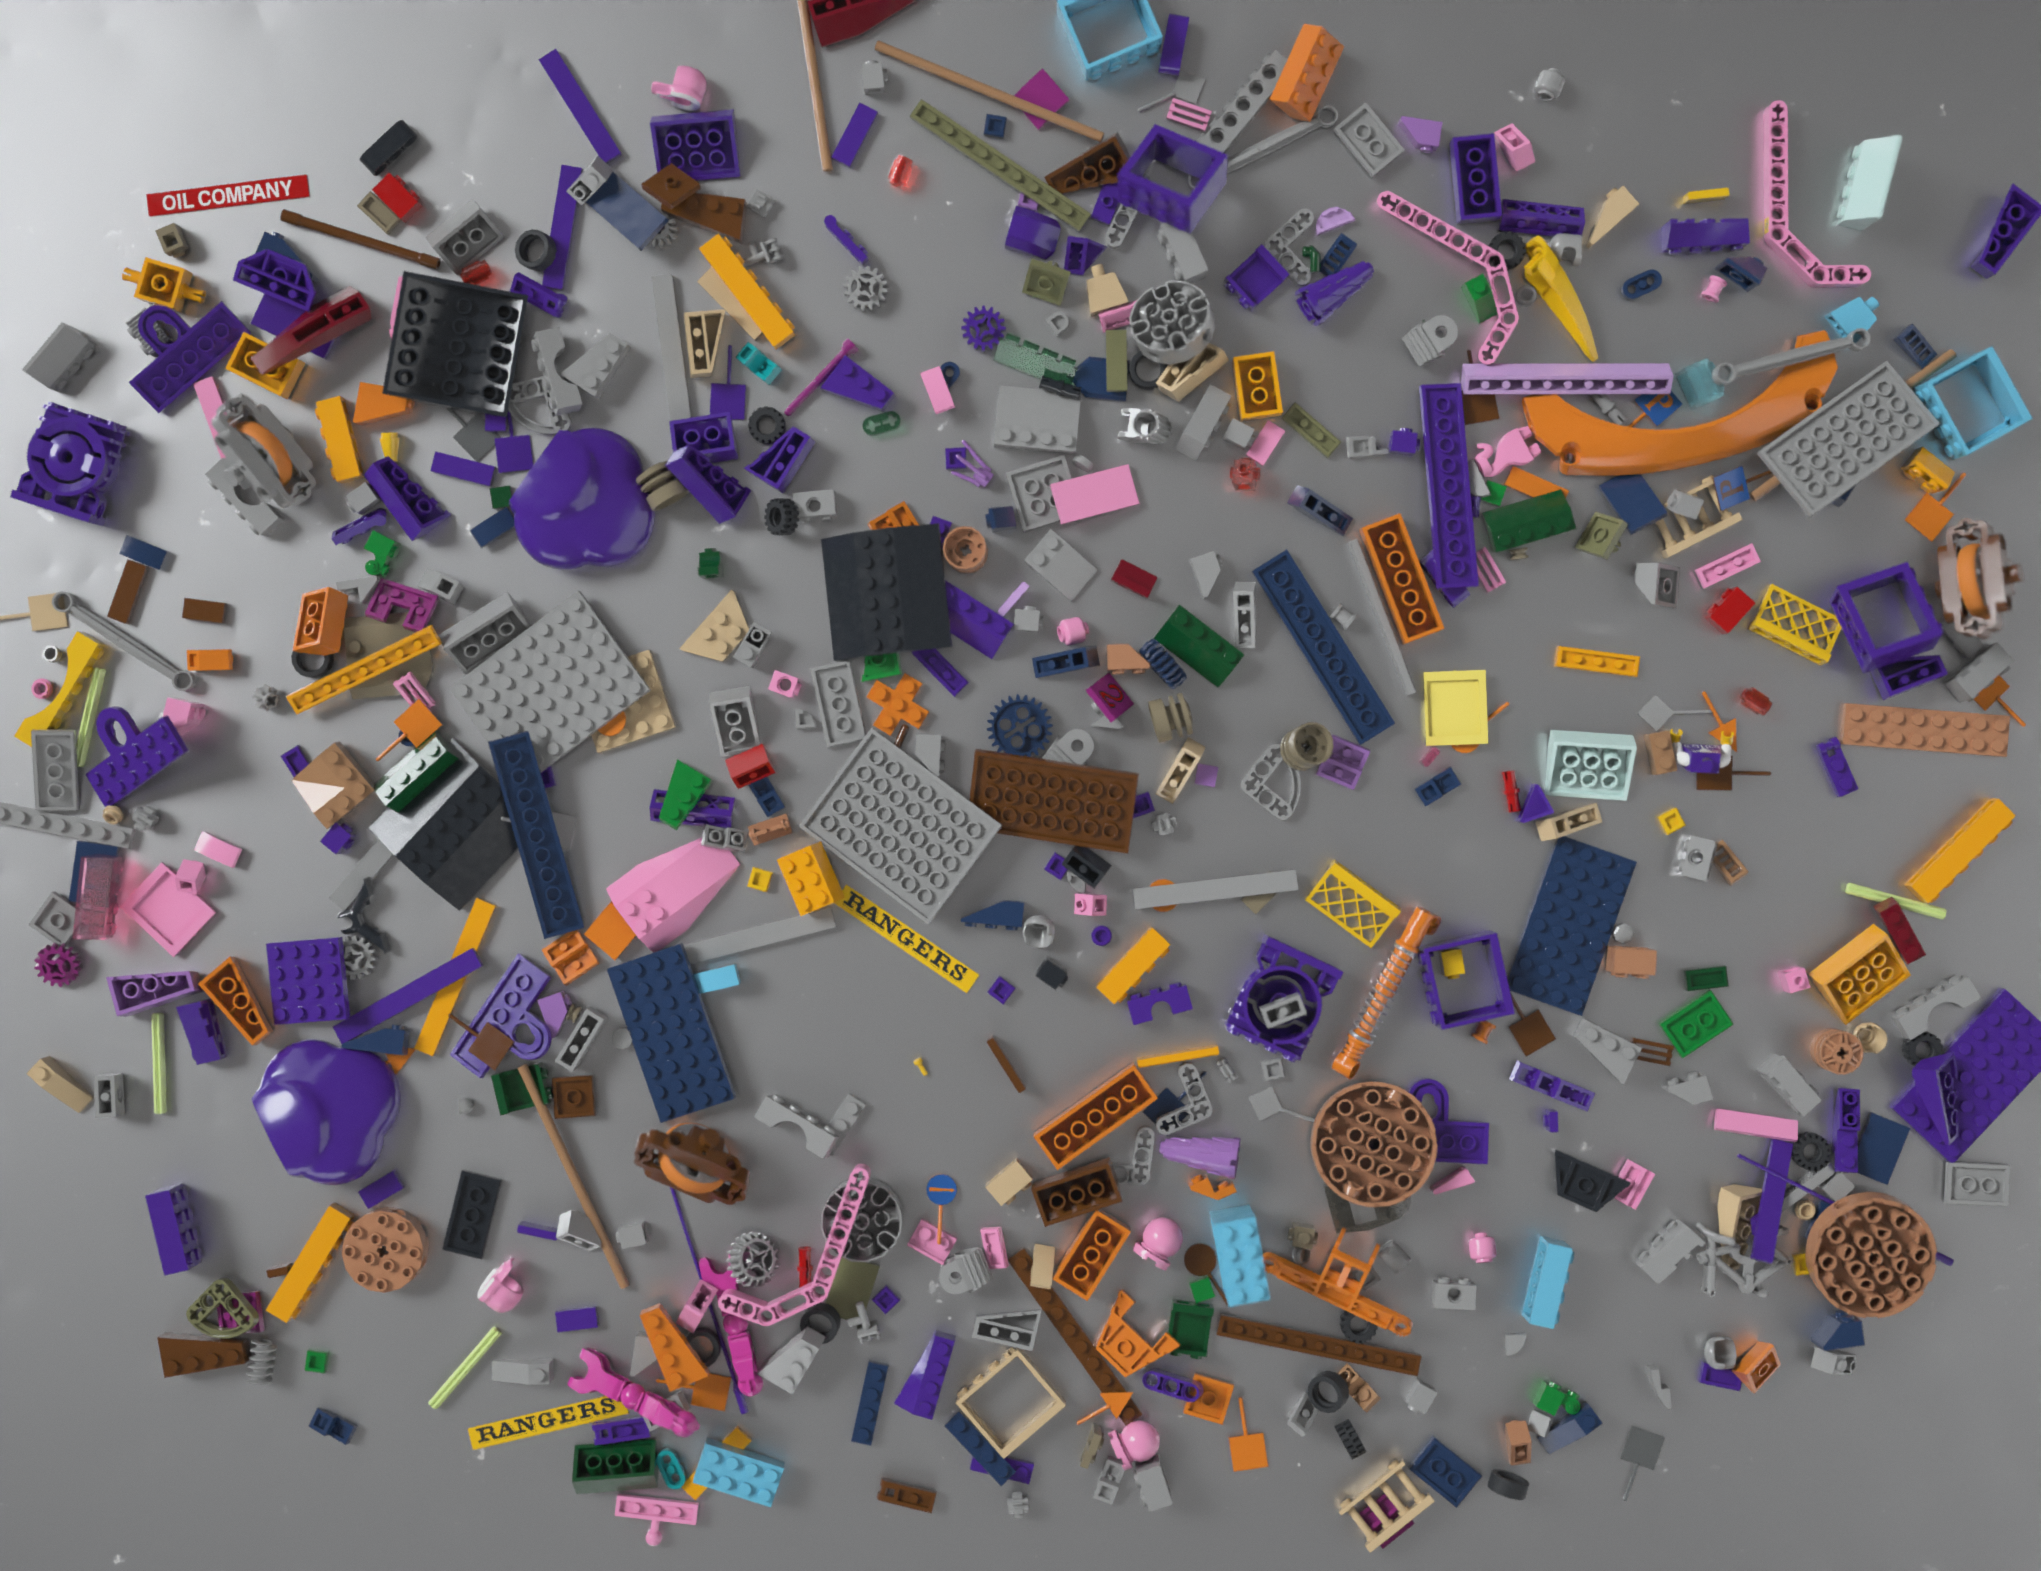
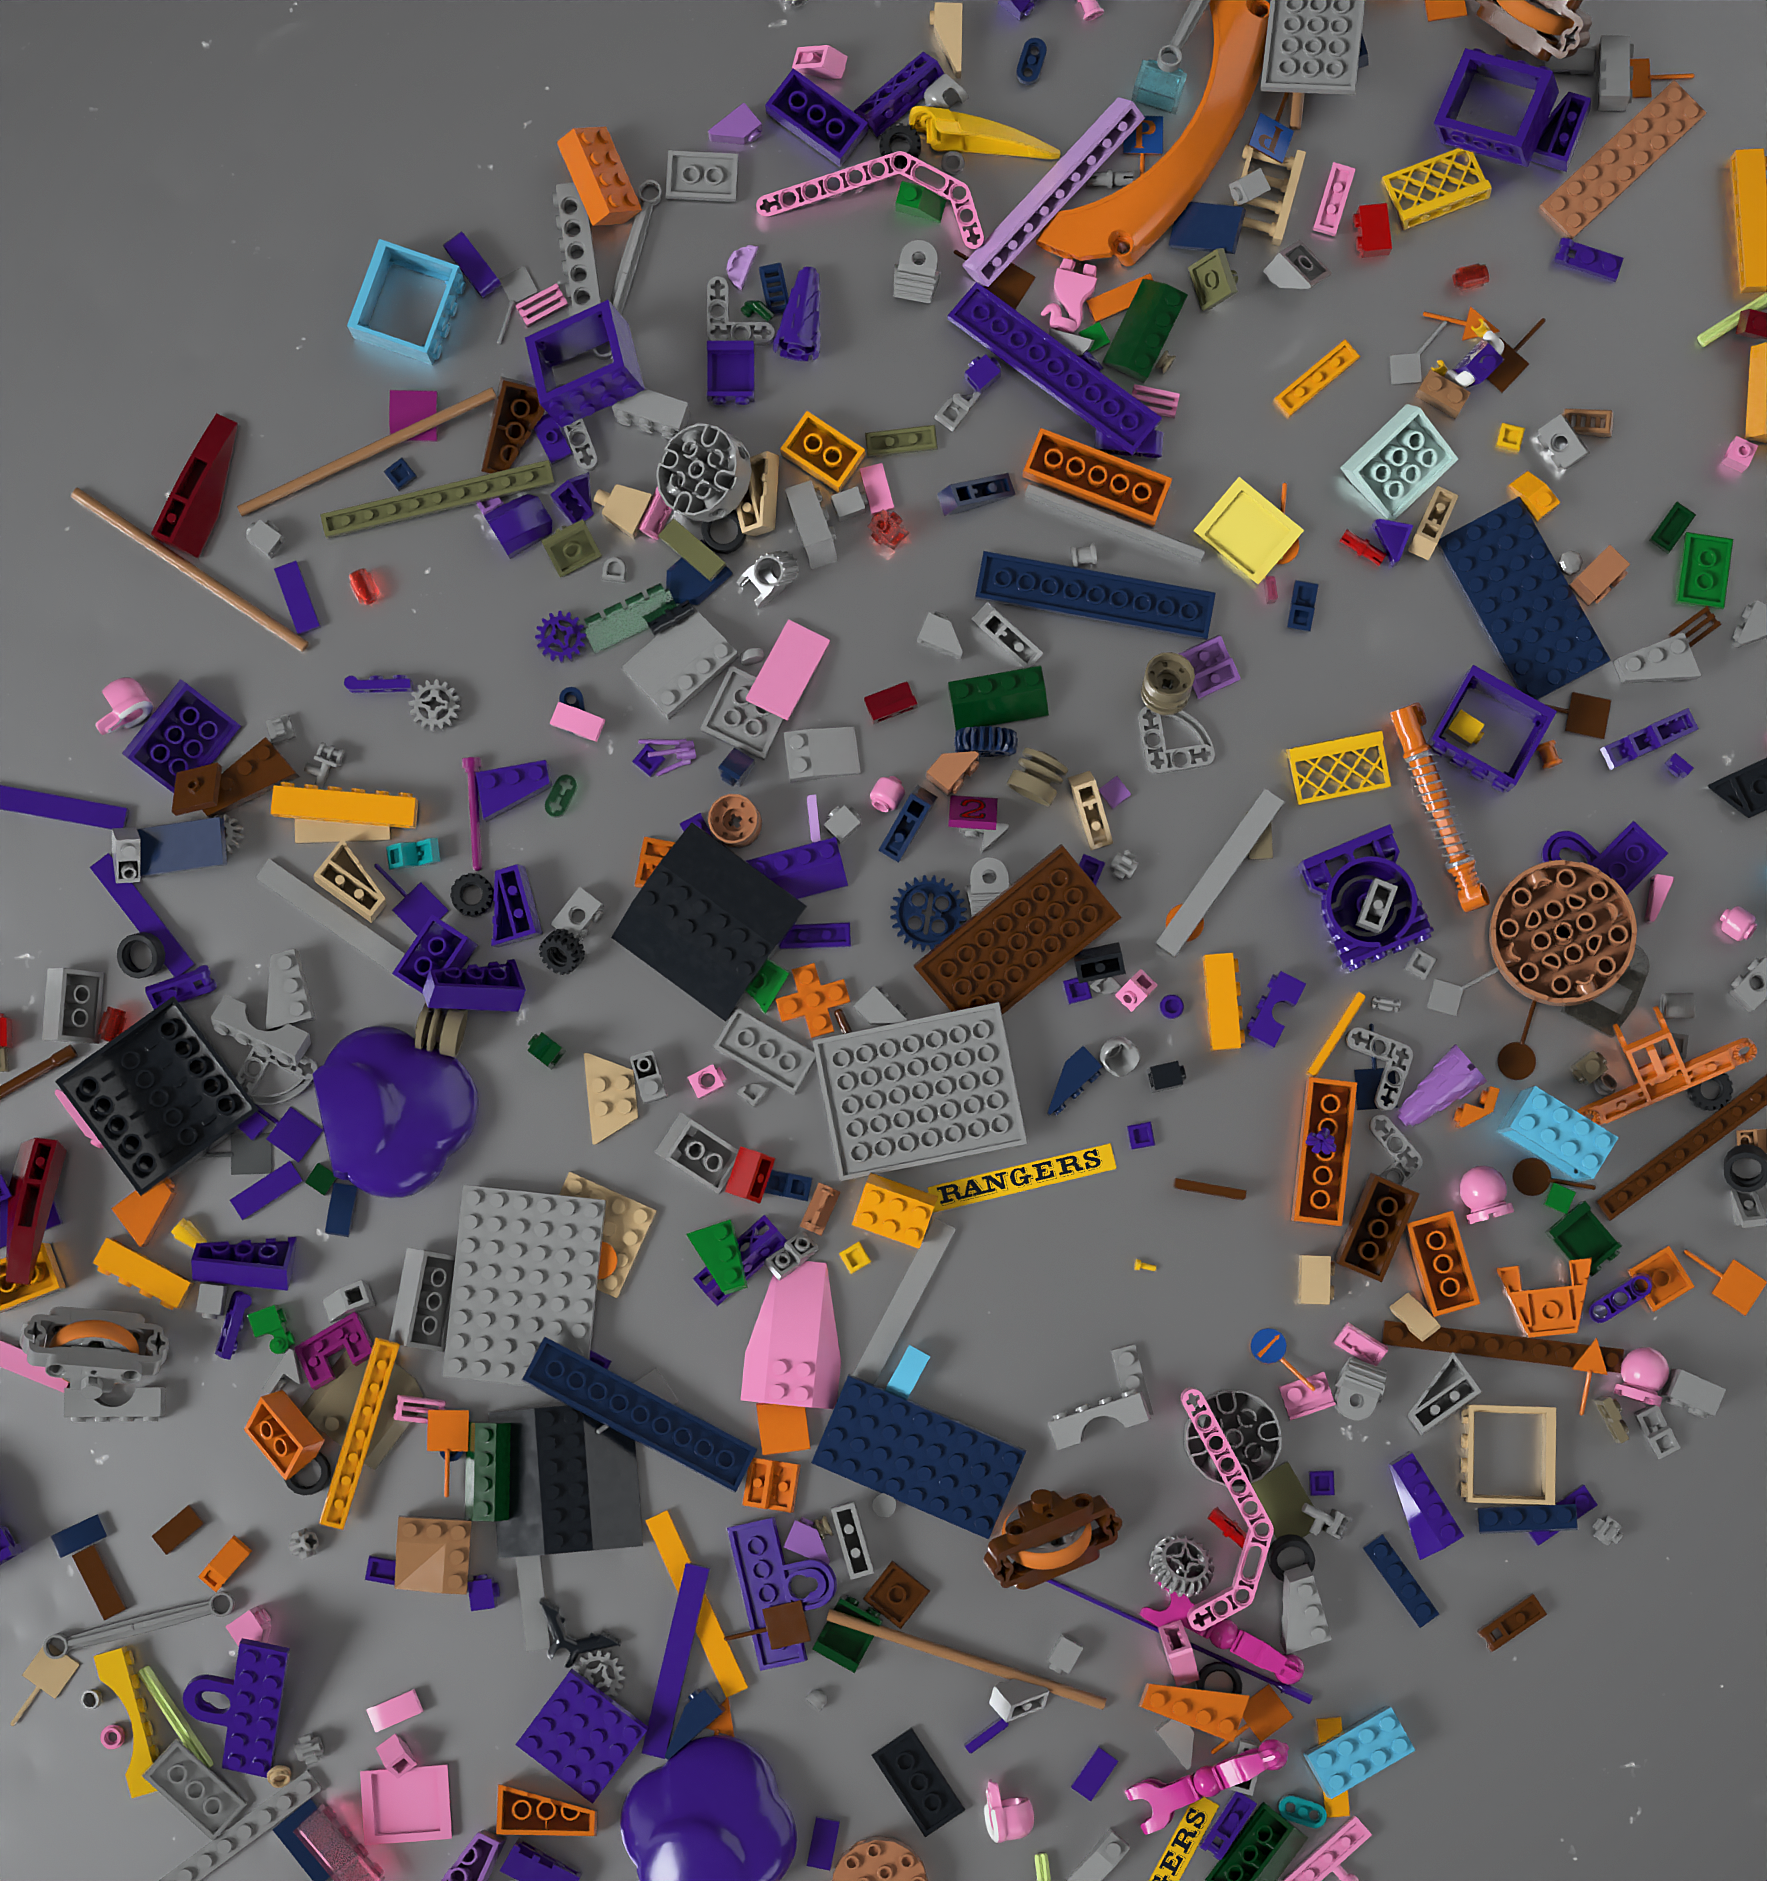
camera: 45 degrees left, 5 degrees down
(1099, 1110) = (1321, 1141): none -> dark purple plant
(1267, 1184) = (1516, 1058): none -> reddish brown piece
(1646, 871) = (1535, 495): none -> light orange slope

